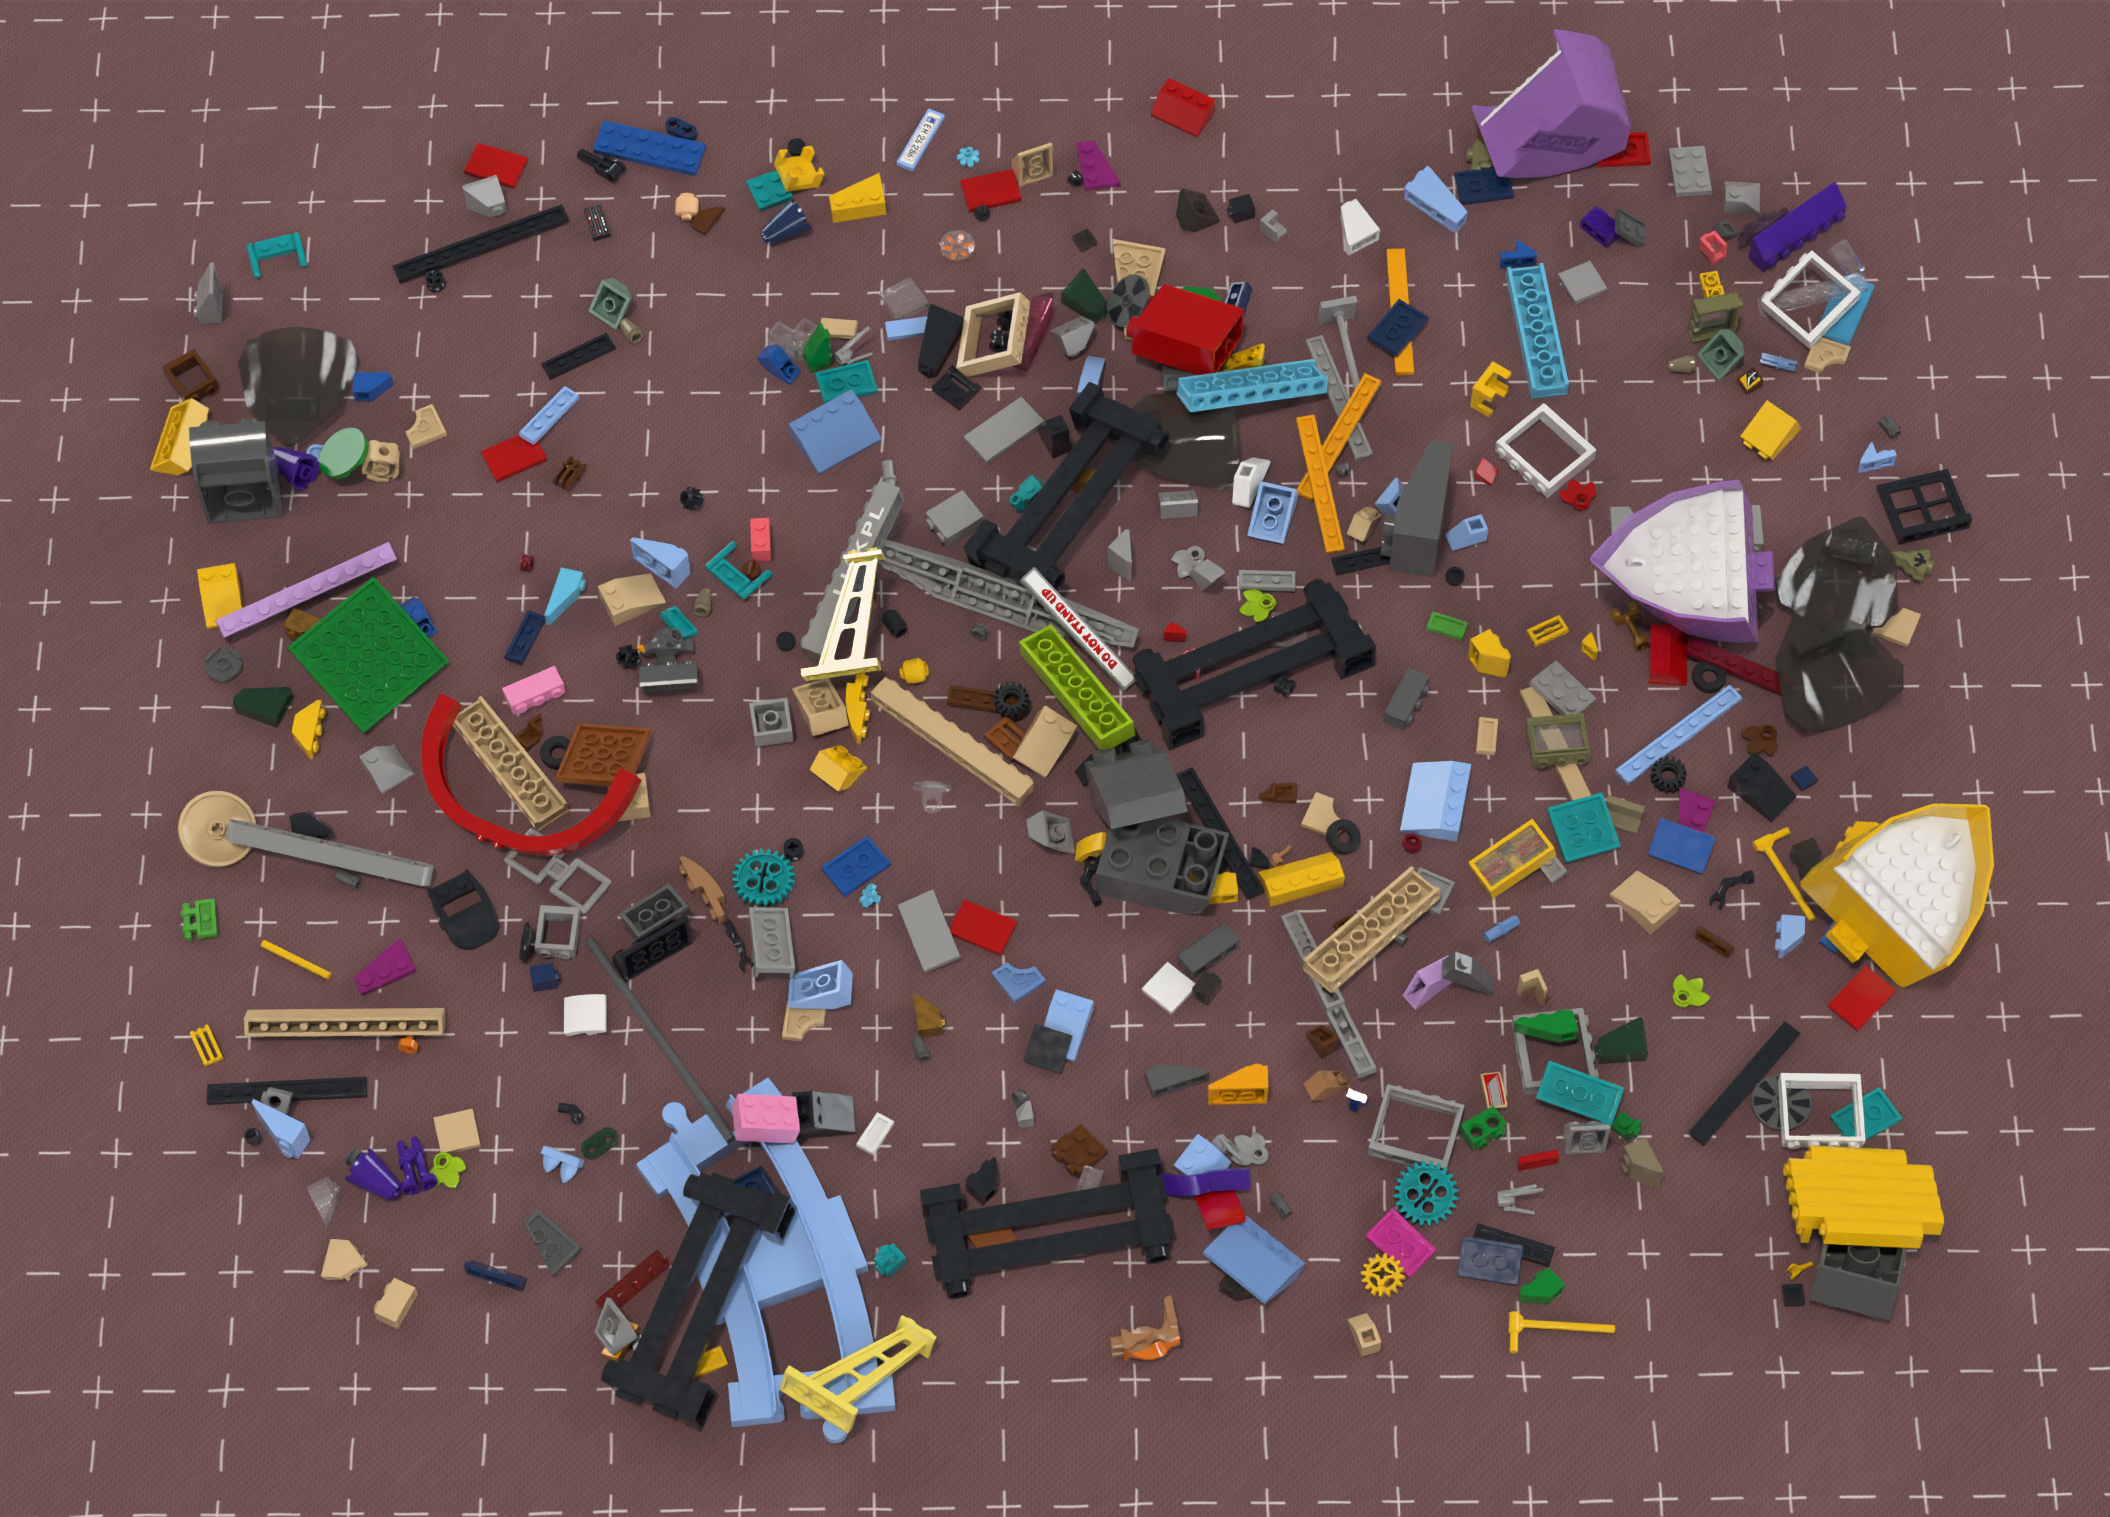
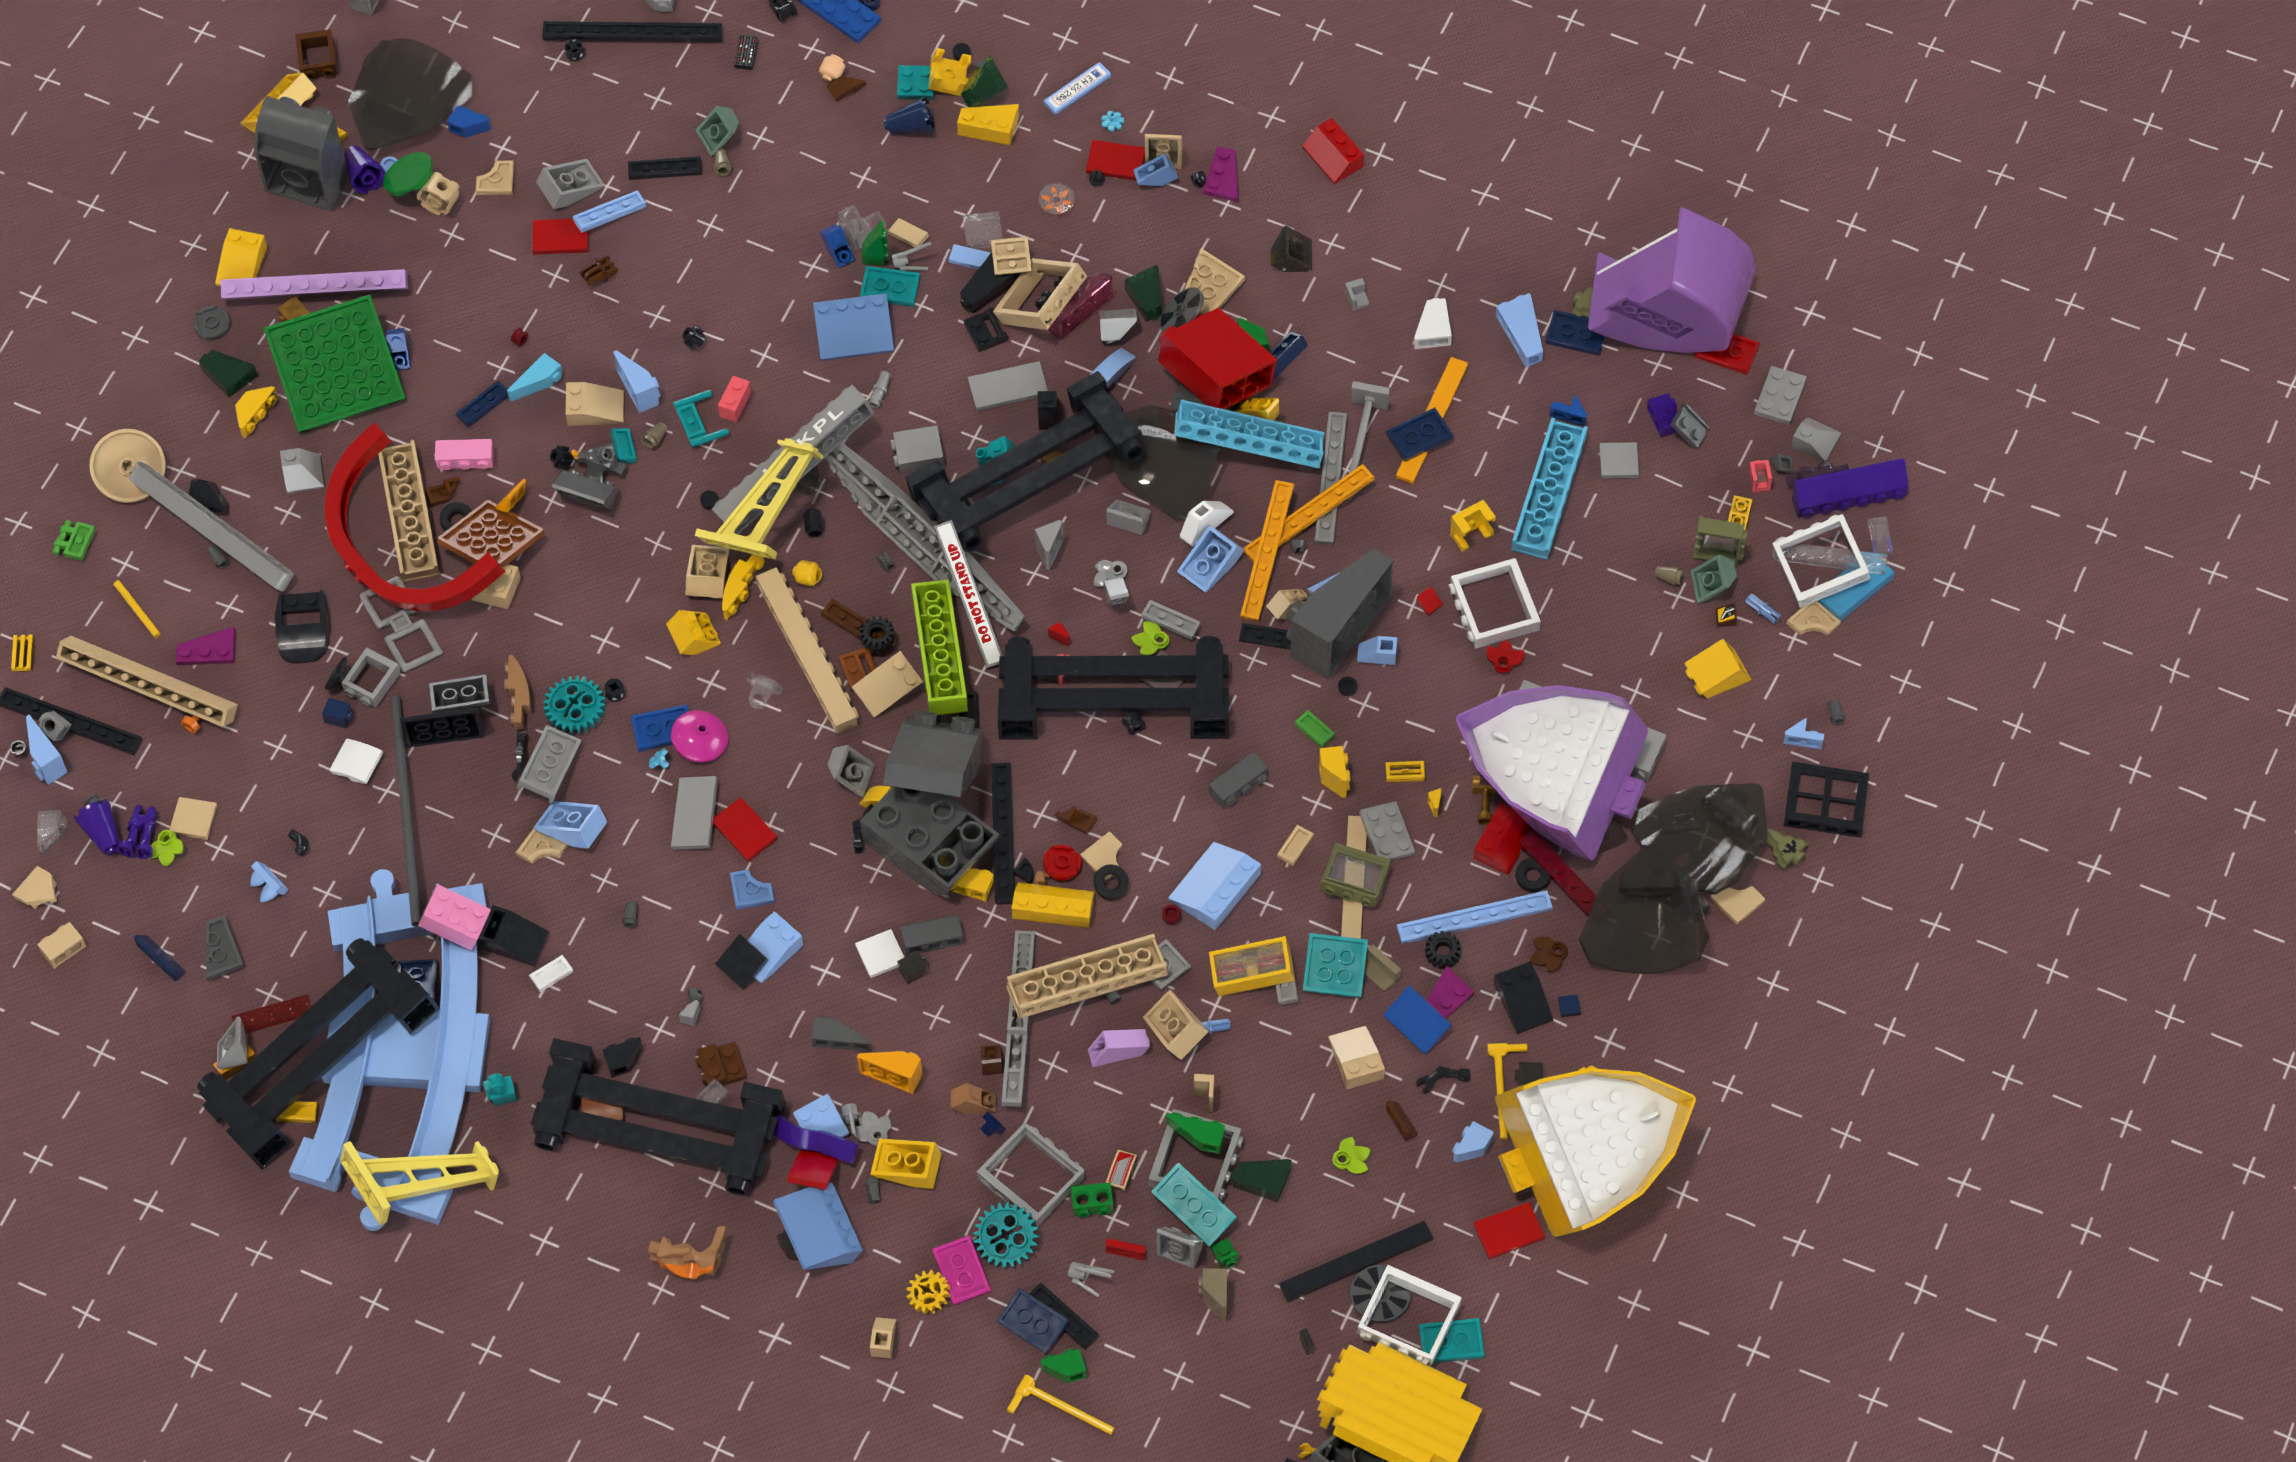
camera: 25 degrees right, 0 degrees up
(496, 404) = (569, 182): none -> light grey slope
(598, 1143) = (308, 879): clear green plate -> none
(601, 711) = (512, 497): none -> light orange slope
(751, 570) = (713, 423): reddish brown tile -> none
(771, 722) = (654, 567): light grey brick -> none
(836, 166) = (983, 83): none -> clear green slope
(894, 867) = (699, 745): none -> dark pink dish
(927, 1017) = (650, 890): pearl gold slope -> none
(948, 311) = (1011, 255): none -> tan slope
(1035, 186) = (1156, 172): none -> medium blue slope
(1084, 240) = (1176, 239): clear smoke tile -> none
(1241, 208) = (1335, 266): black brick -> none
(1288, 837) = (1061, 862): none -> red tile
(1299, 1166) = (907, 1162): none -> yellow slope
(1467, 972) = (1152, 1053): dark grey slope -> none
(1472, 939) = (1175, 1025): none -> tan slope
(1742, 1173) = (1306, 1341): none -> clear smoke tile

